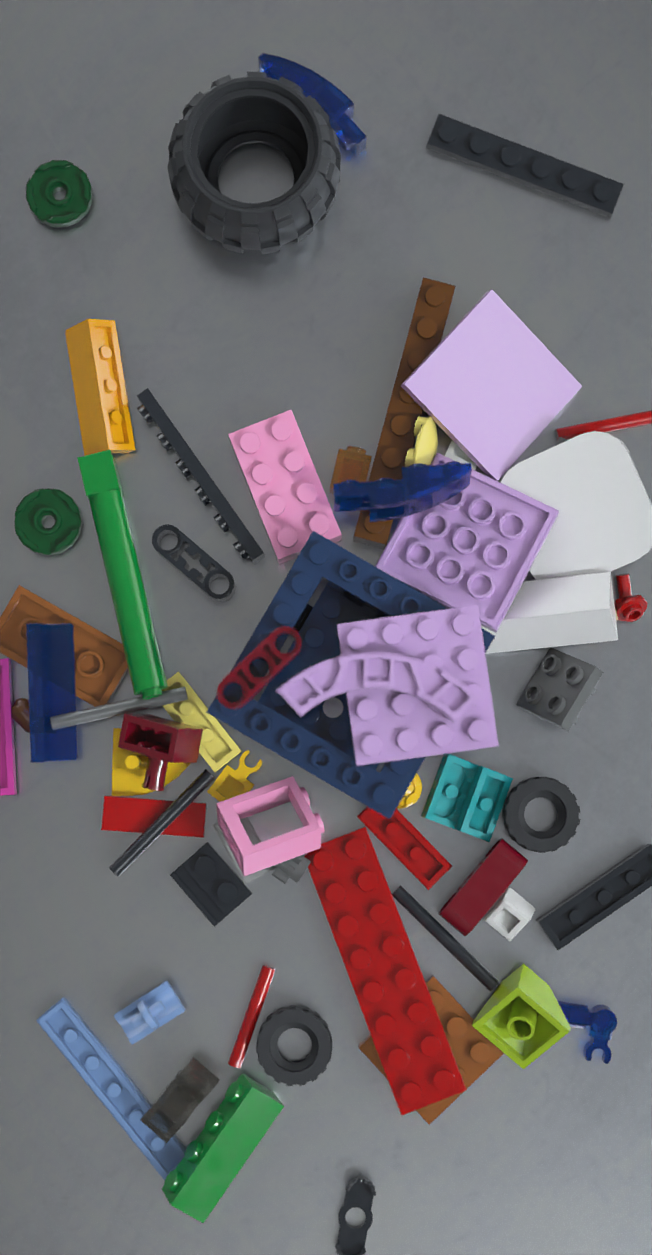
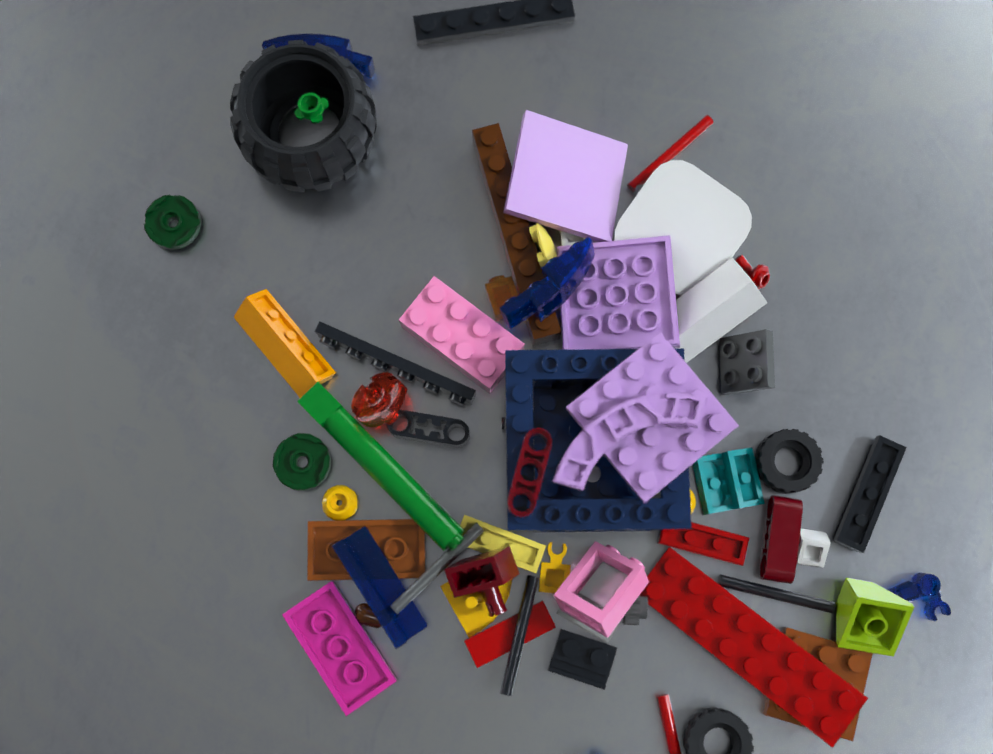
camera: 30 degrees left, 5 degrees down
(69, 593) = (346, 509): none -> yellow plate
(175, 505) = (390, 397): none -> clear red plate
(264, 155) = (309, 101): none -> green plate

